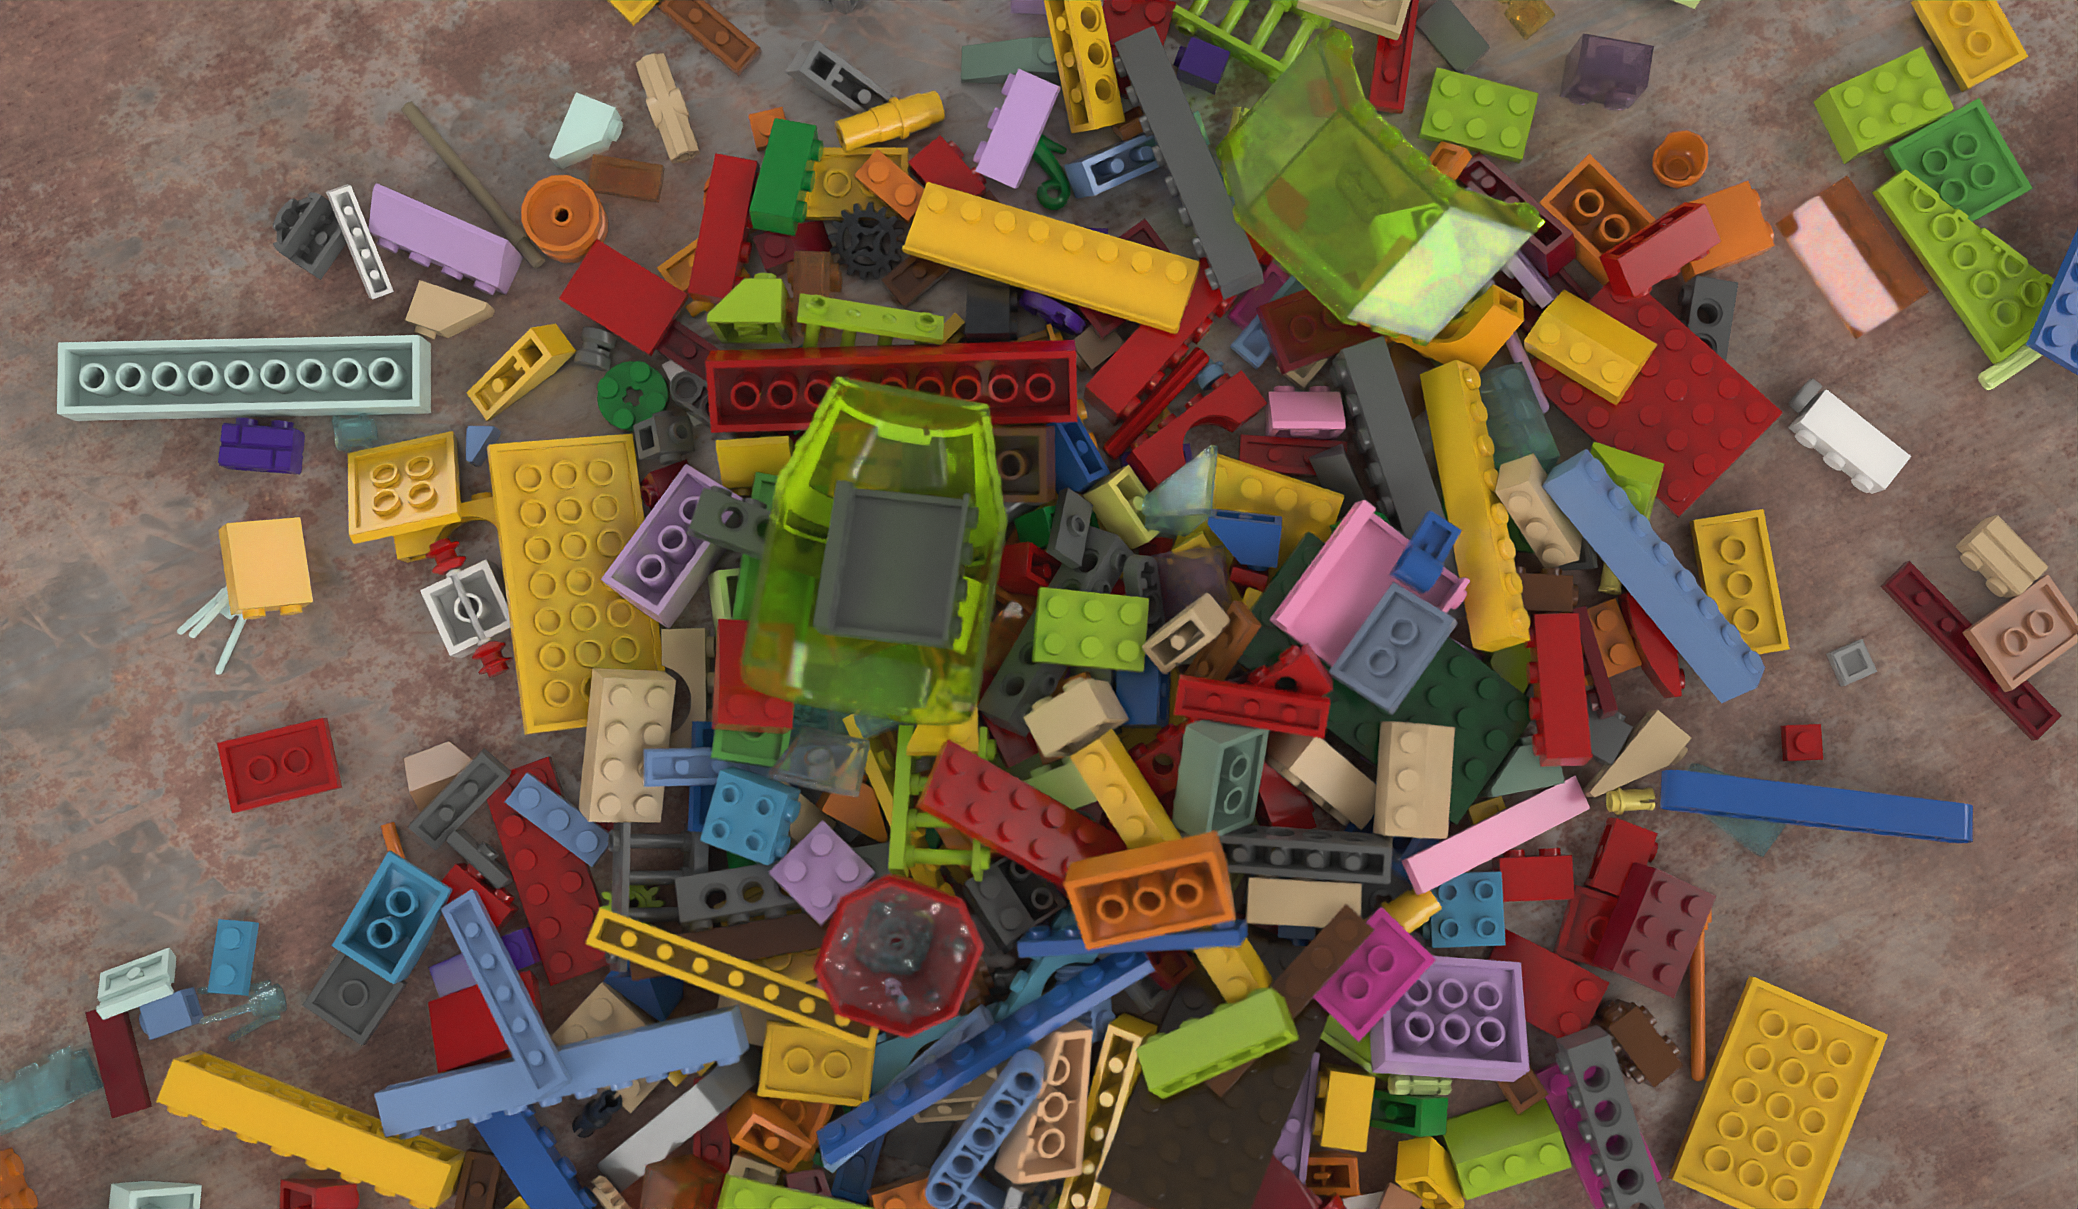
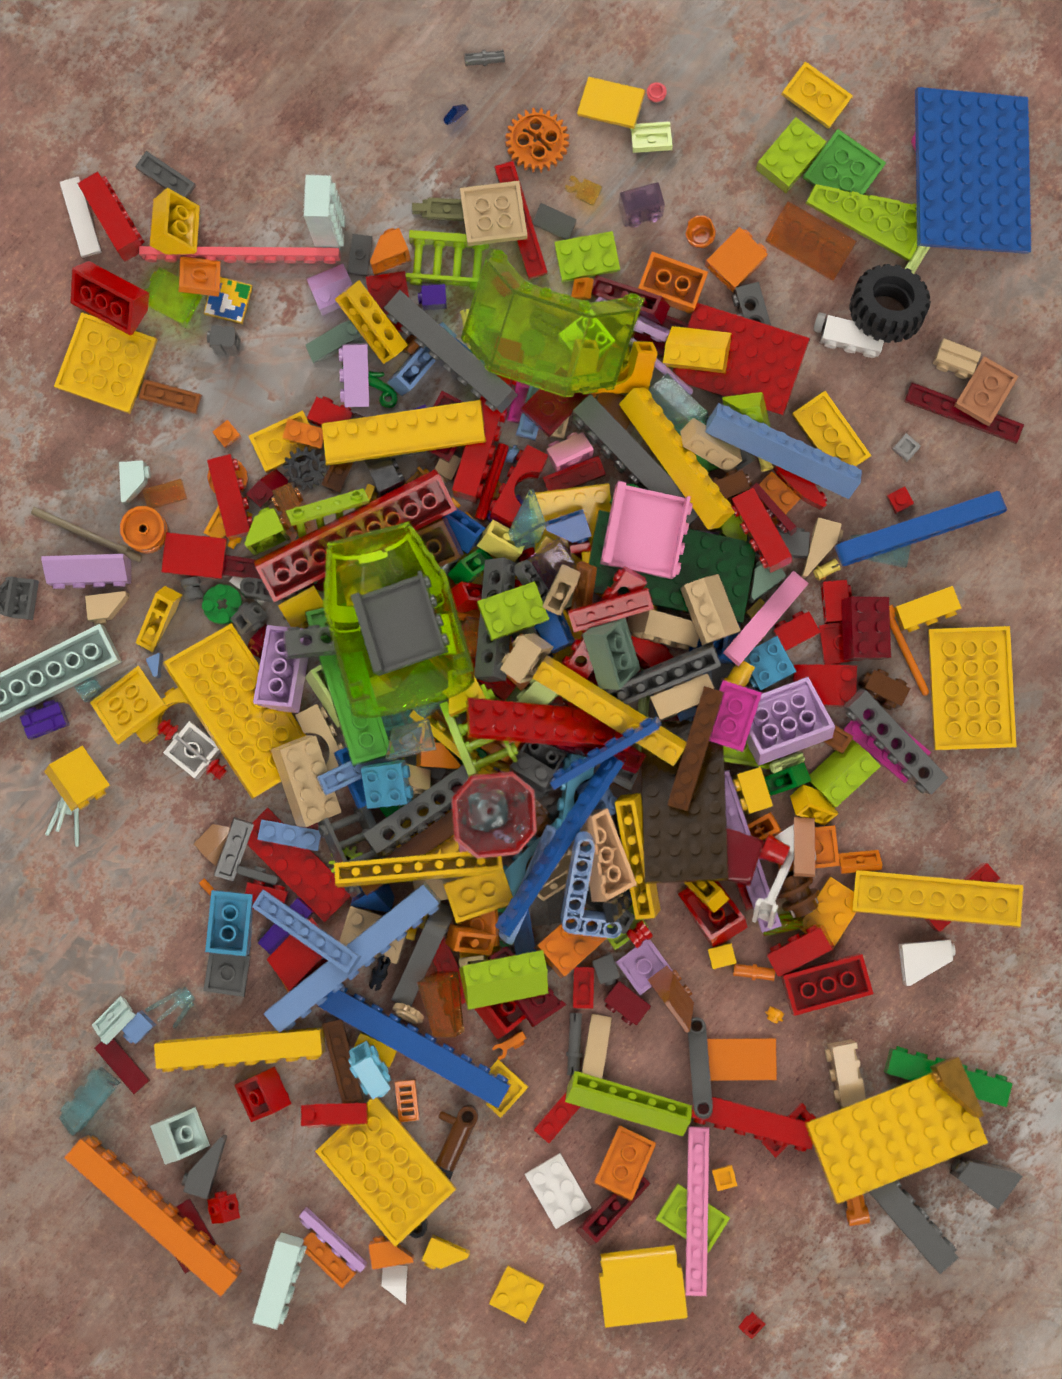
camera: 20 degrees left, 0 degrees up
(233, 957) = (155, 984): dark azure plate -> none
(279, 765) = (132, 876): red plate -> none
(359, 241) = (45, 591): white piece -> none
(667, 108) = (169, 448): tan piece -> none
(734, 702) = (353, 730): red slope -> none
(786, 177) = (248, 455): green brick -> none
(821, 872) = (435, 796): lavender plate -> none
(835, 79) = (253, 393): dark grey slope -> none
(890, 120) = (287, 401): yellow piece -> none
(1052, 312) = (417, 460): dark purple tile -> none
(1069, 528) = (478, 565): dark grey plate -> none
(1150, 890) = (603, 723): orange slope -> none
(1216, 1042) = (671, 784): lime brick -> none
(1338, 475) = (601, 474): dark grey slope -> none
(1393, 647) = (667, 548): sand blue plate -> none
(1425, 552) = (662, 493): blue plate -> none
(1660, 250) = (710, 284): brick -> none
(1766, 943) = (927, 609): none -> yellow brick
(1965, 396) = (896, 284): none -> black tyre

